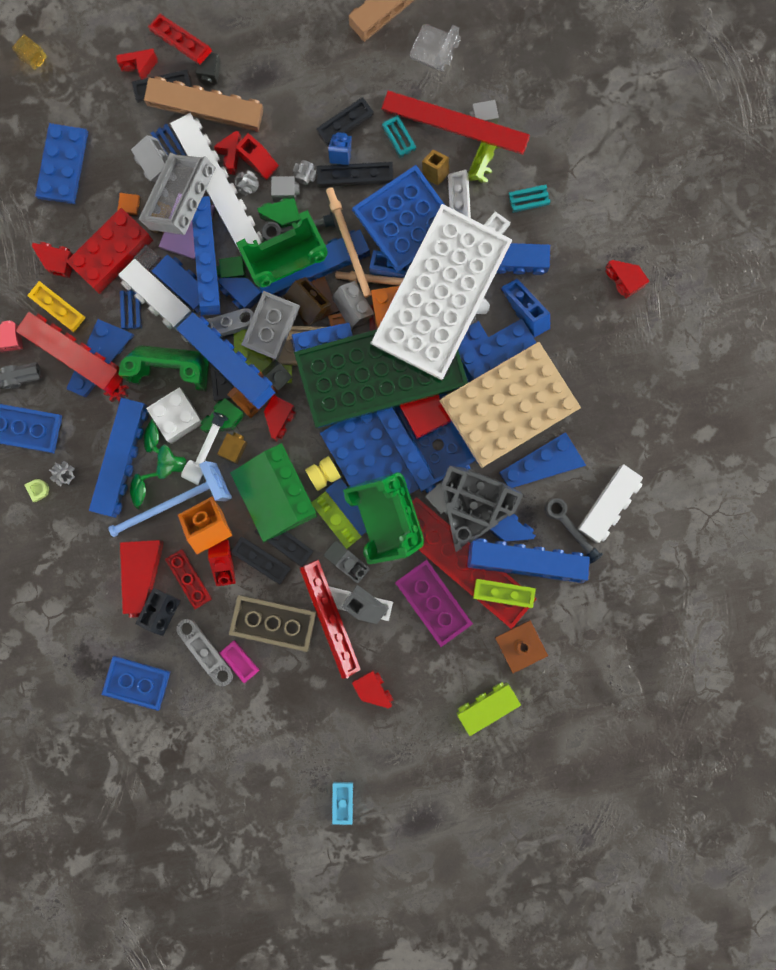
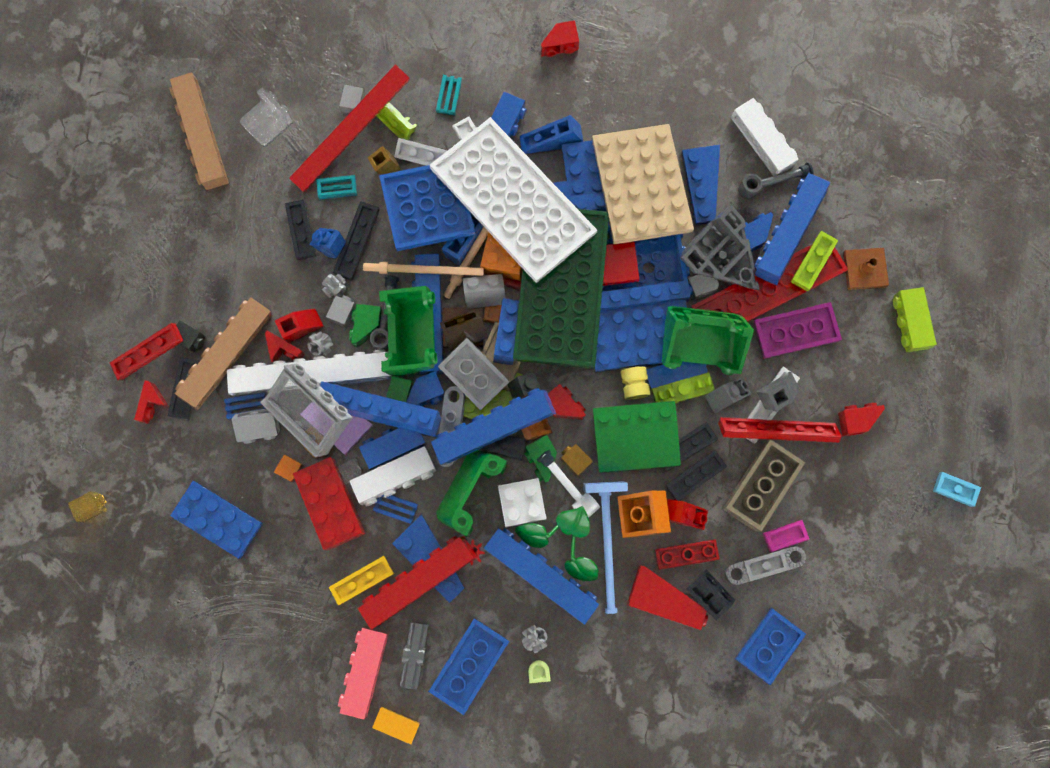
camera: 70 degrees left, 5 degrees down
(54, 258) = (313, 563): red slope -> none

